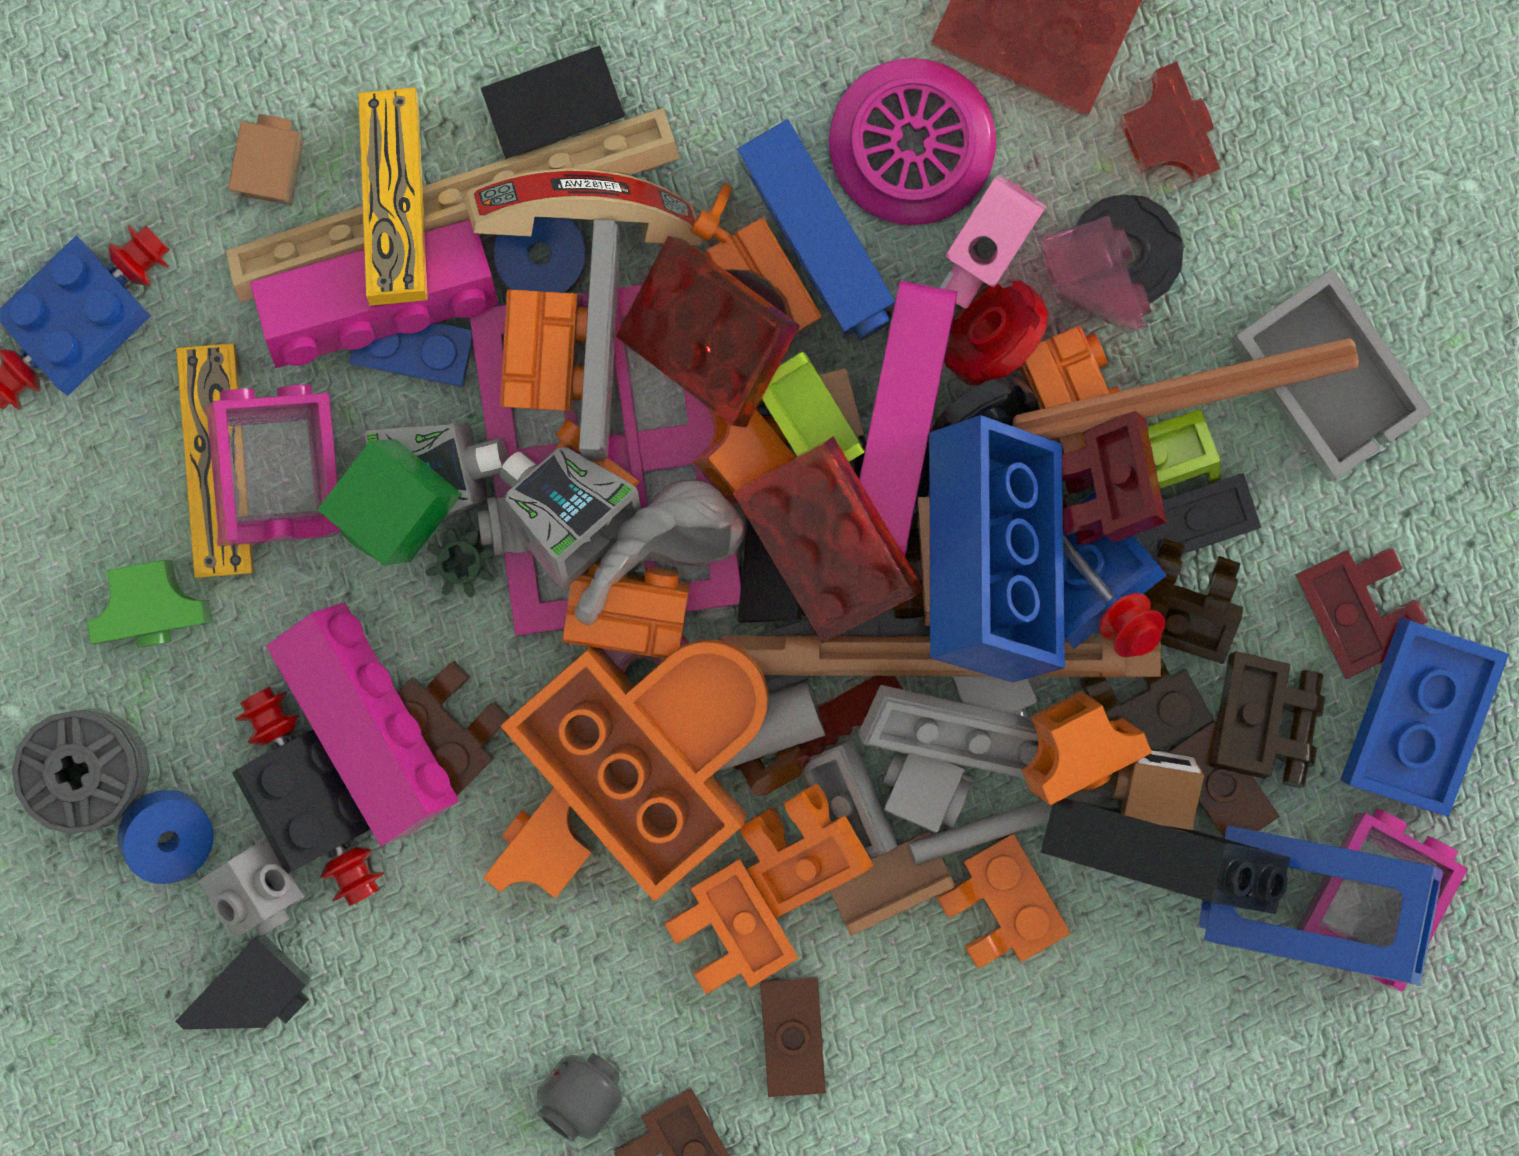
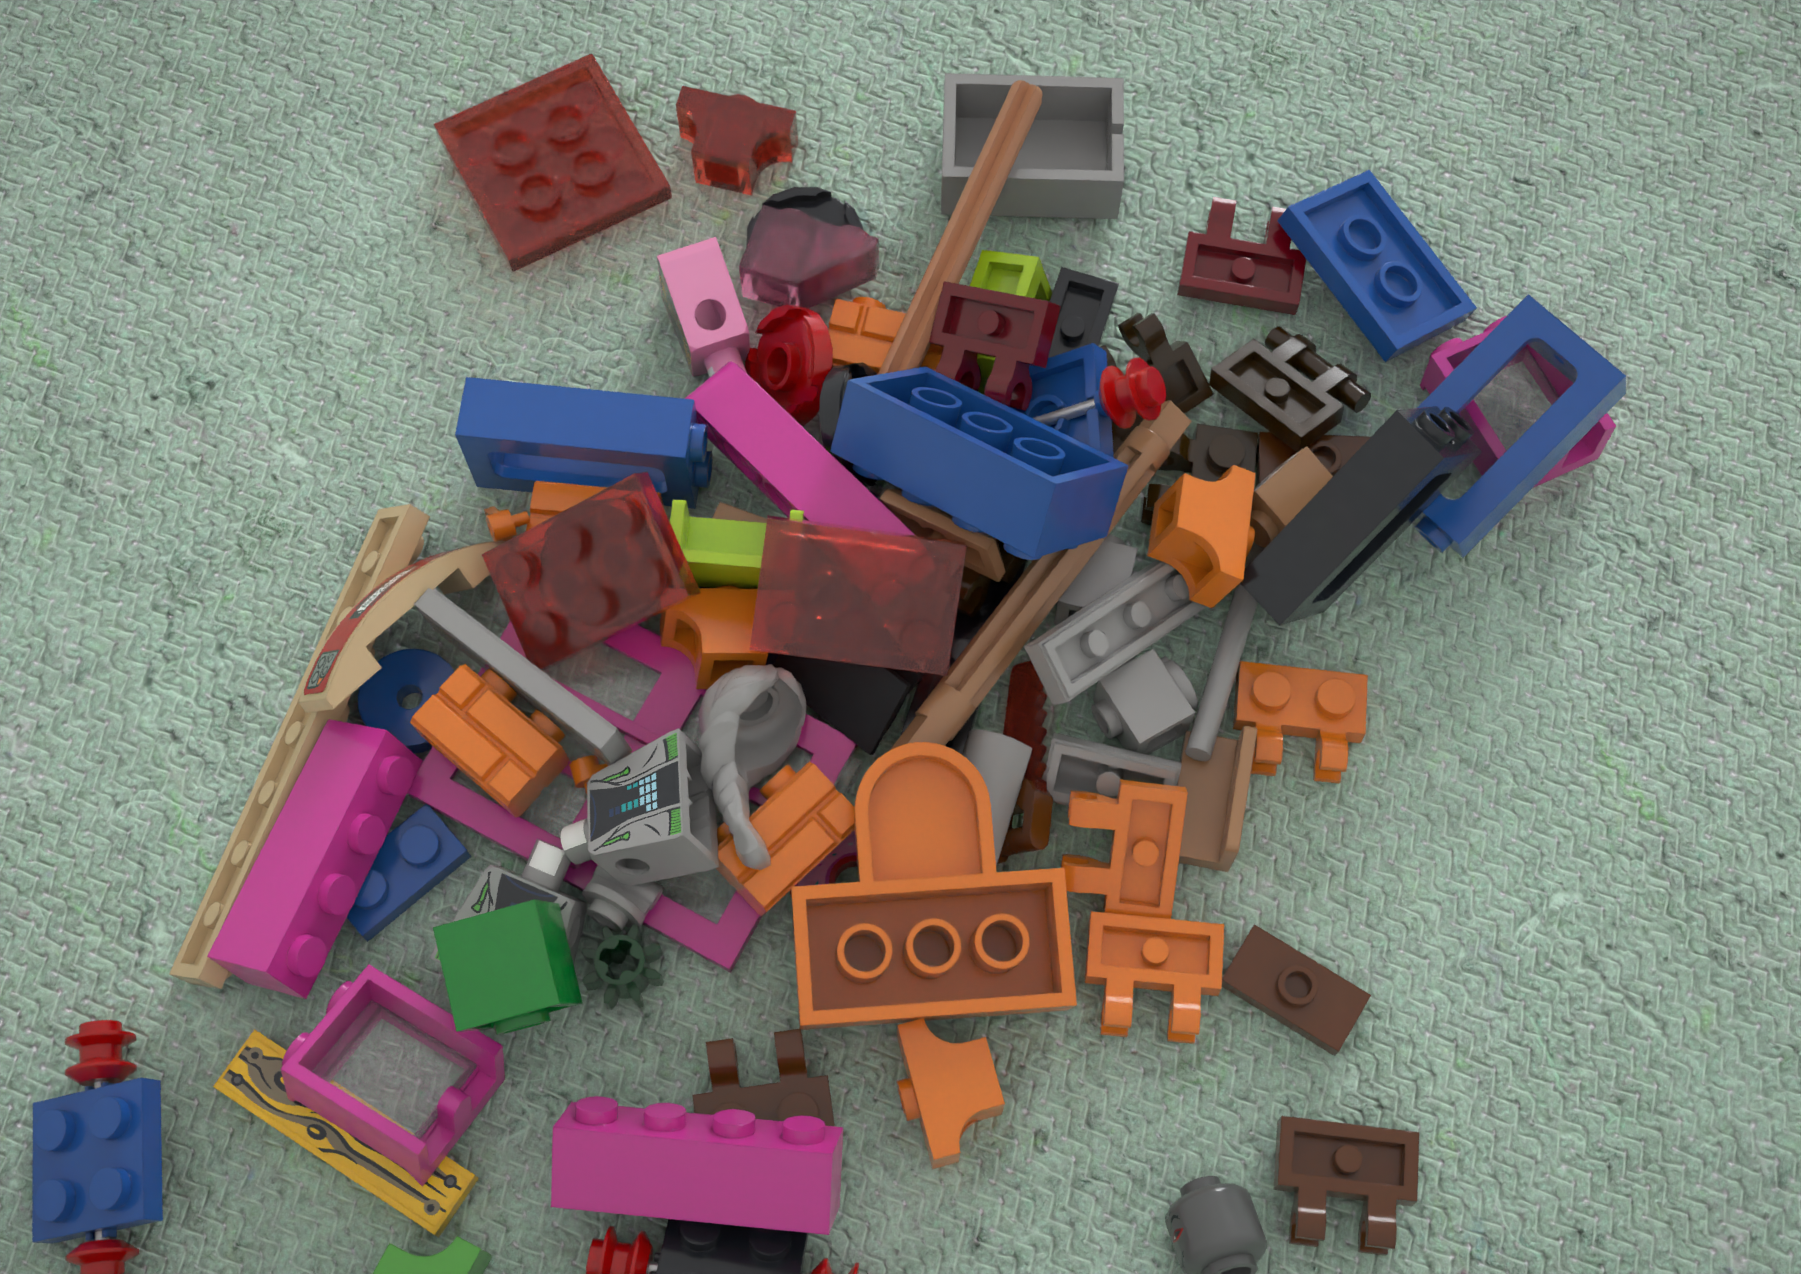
camera: 55 degrees left, 20 degrees down
(266, 160) = (123, 873): medium nougat brick -> none
(392, 196) = (249, 775): yellow tile -> none
(552, 102) = (292, 592): black piece -> none
(896, 202) = (635, 360): dark pink piece -> none

